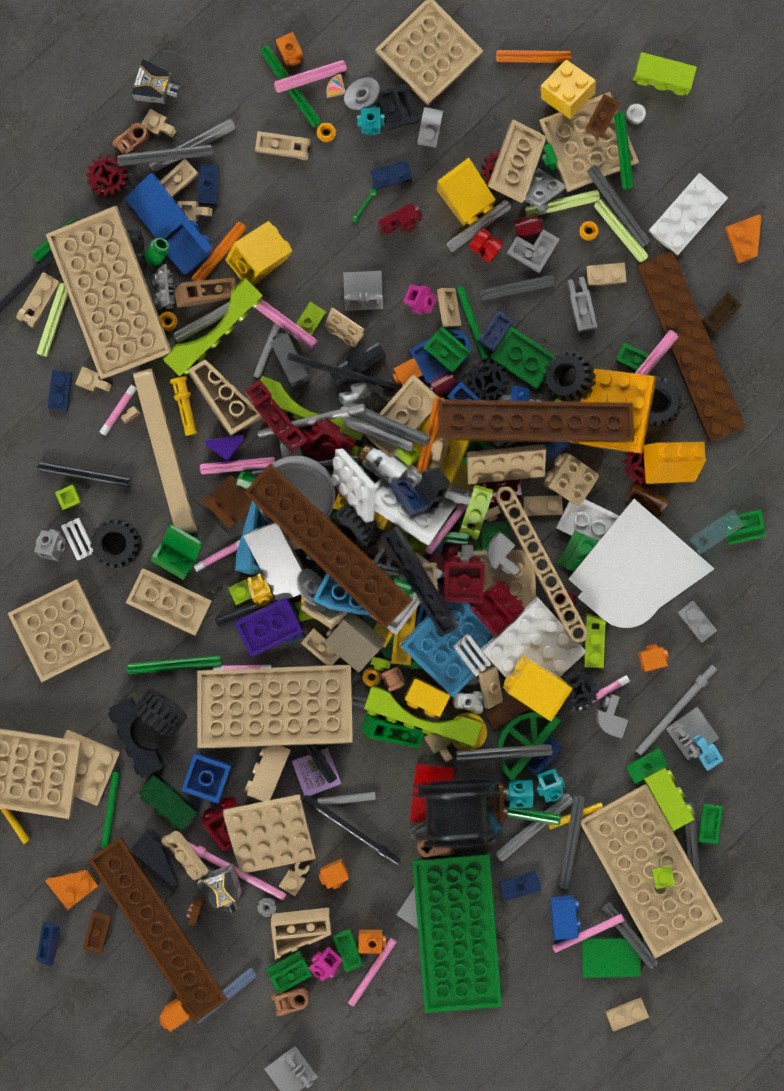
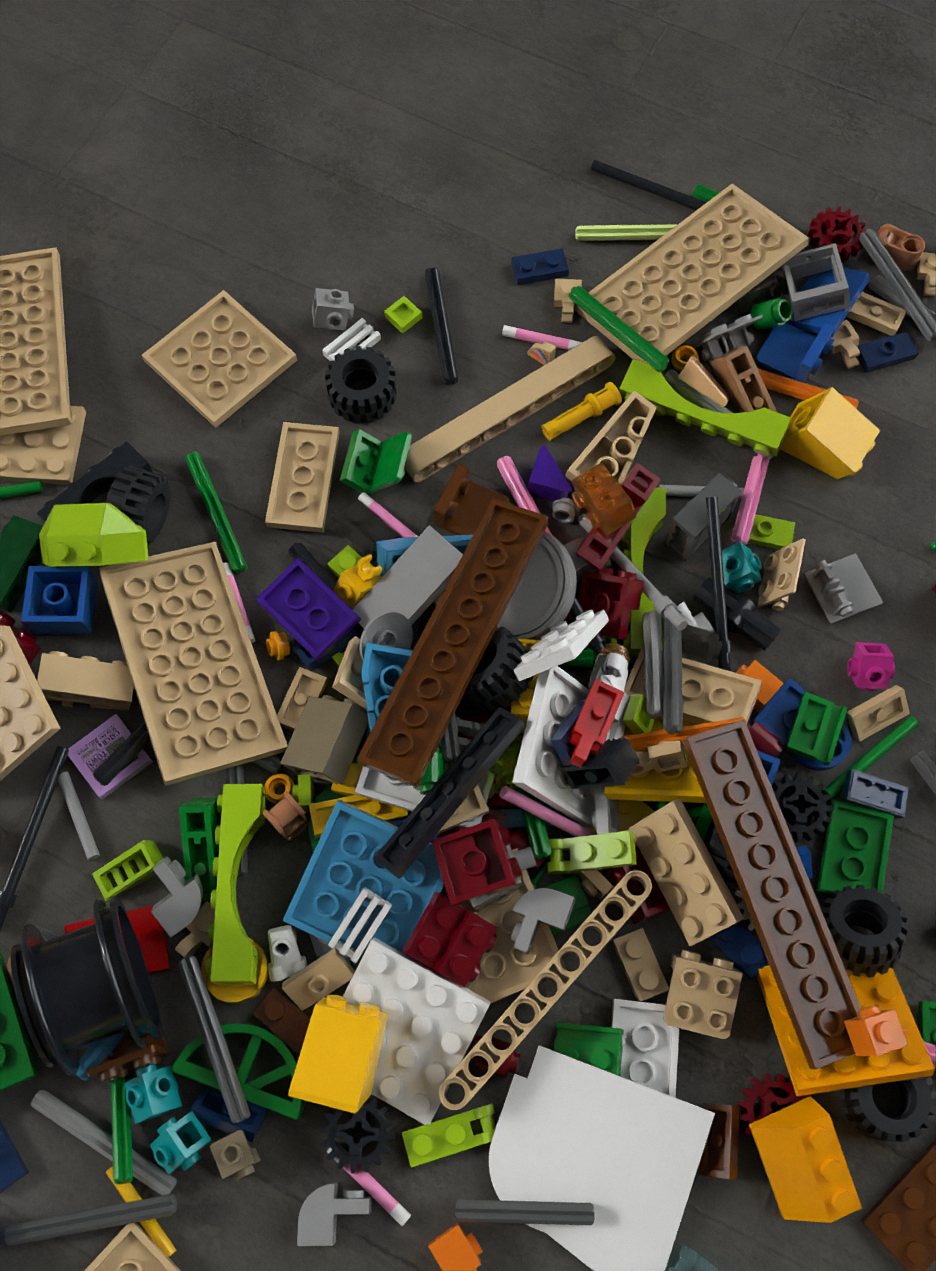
camera: 65 degrees right, 20 degrees down
(38, 299) = (642, 209): tan plate -> none
(136, 360) = (619, 329): none -> green axle
(162, 215) = (819, 299): none -> light grey window
(178, 748) = (91, 536): none -> lime wedge
(192, 318) = (701, 380): none -> light nougat slope
(251, 442) = (565, 510): none -> light grey plate
(263, 422) = (603, 499): none -> clear orange brick
(281, 651) = (278, 645): none -> light orange plate
(330, 351) = (740, 567): none -> teal brick
(385, 761) = (152, 855): none -> lime slope
(407, 484) = (594, 721): none -> red hinge
(420, 750) = (184, 900): none -> light grey brick
(426, 696) = (270, 877): yellow brick -> none
(567, 758) = (234, 1156): none -> dark tan bracket
(628, 402) = (875, 1031): none -> orange brick
(646, 615) = (524, 1212): none -> dark grey axle

